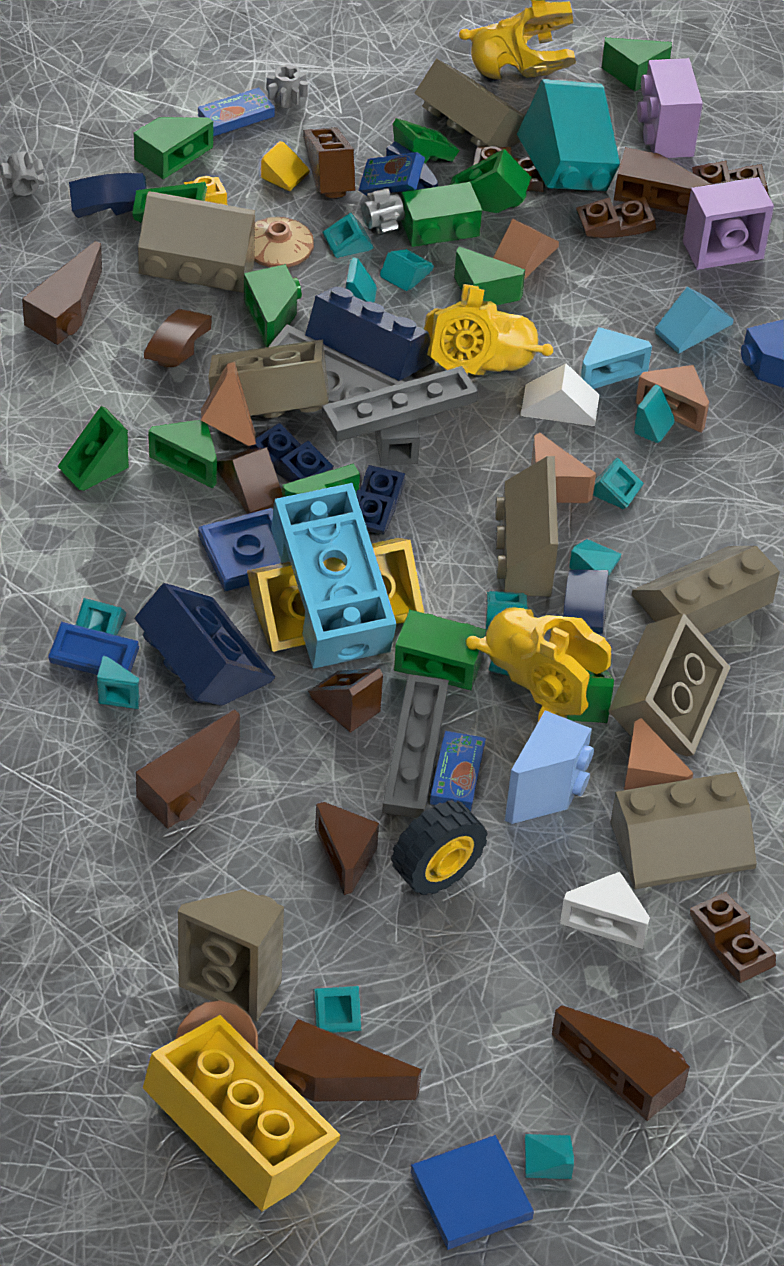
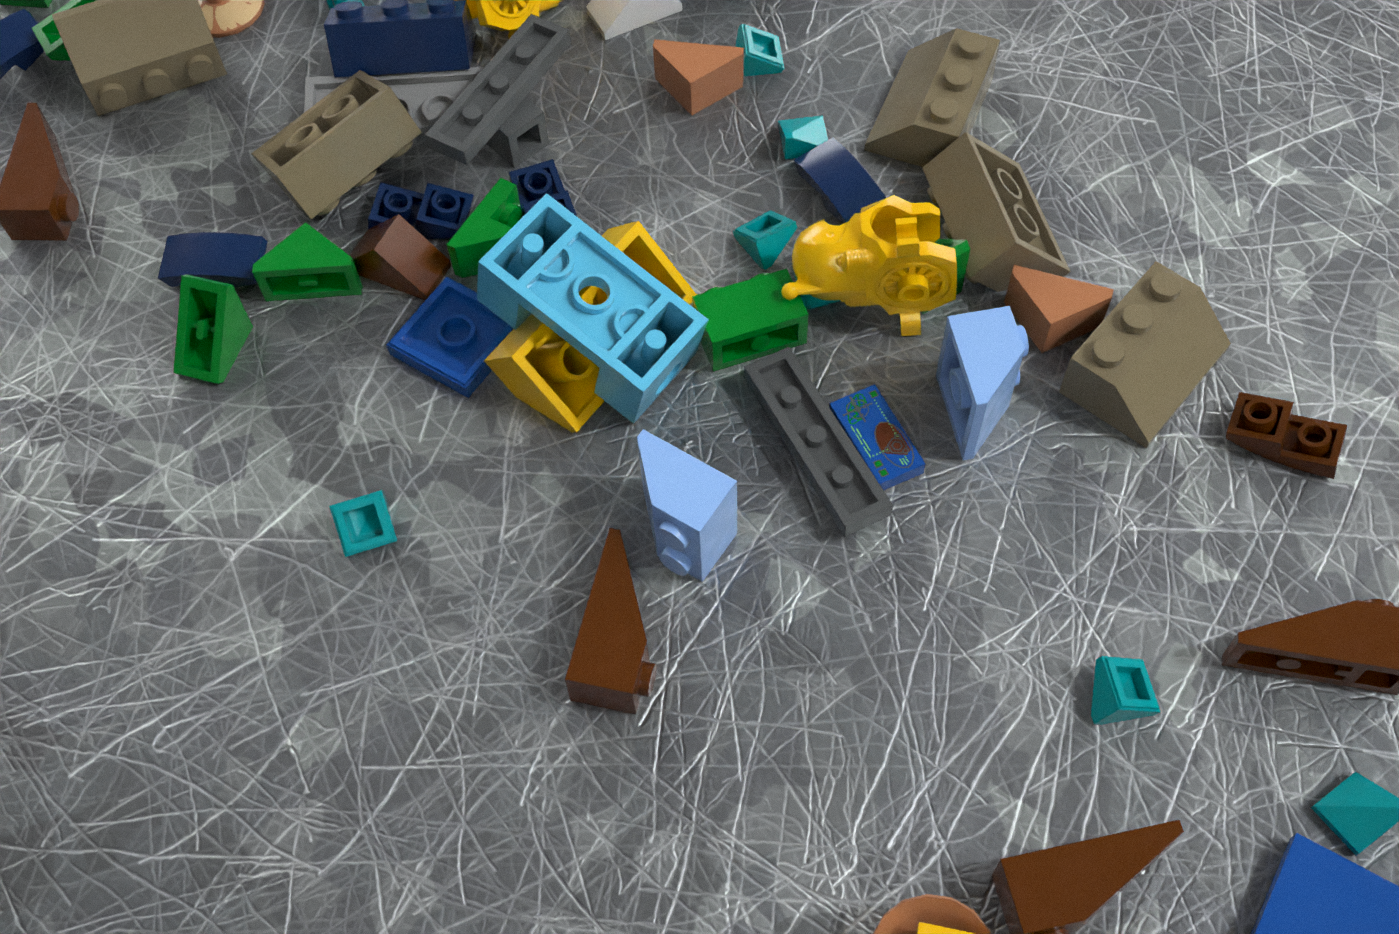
camera: 30 degrees left, 10 degrees up
(84, 649) = (386, 560): blue tile -> none
(117, 685) = (449, 583): teal slope -> none
(134, 408) = (212, 256): none -> dark blue slope
(176, 337) = (196, 157): reddish brown slope -> none
(202, 646) = (502, 477): dark blue slope -> none
(228, 409) = (319, 195): nougat slope -> none
(232, 949) = (882, 830): dark tan slope -> none
(271, 299) = (265, 63): slope -> none
(288, 728) = (687, 506): none -> light blue slope
(337, 1009) = (1000, 801): teal slope -> none
(347, 841) = (847, 599): reddish brown slope -> none
(350, 696) = (704, 424): reddish brown slope -> none
(439, 847) = (959, 540): black wheel -> none
(470, 1001) = (1121, 691): none -> teal slope
(528, 530) = (732, 138): dark tan slope -> none
(607, 910) = (1166, 488): white slope -> none

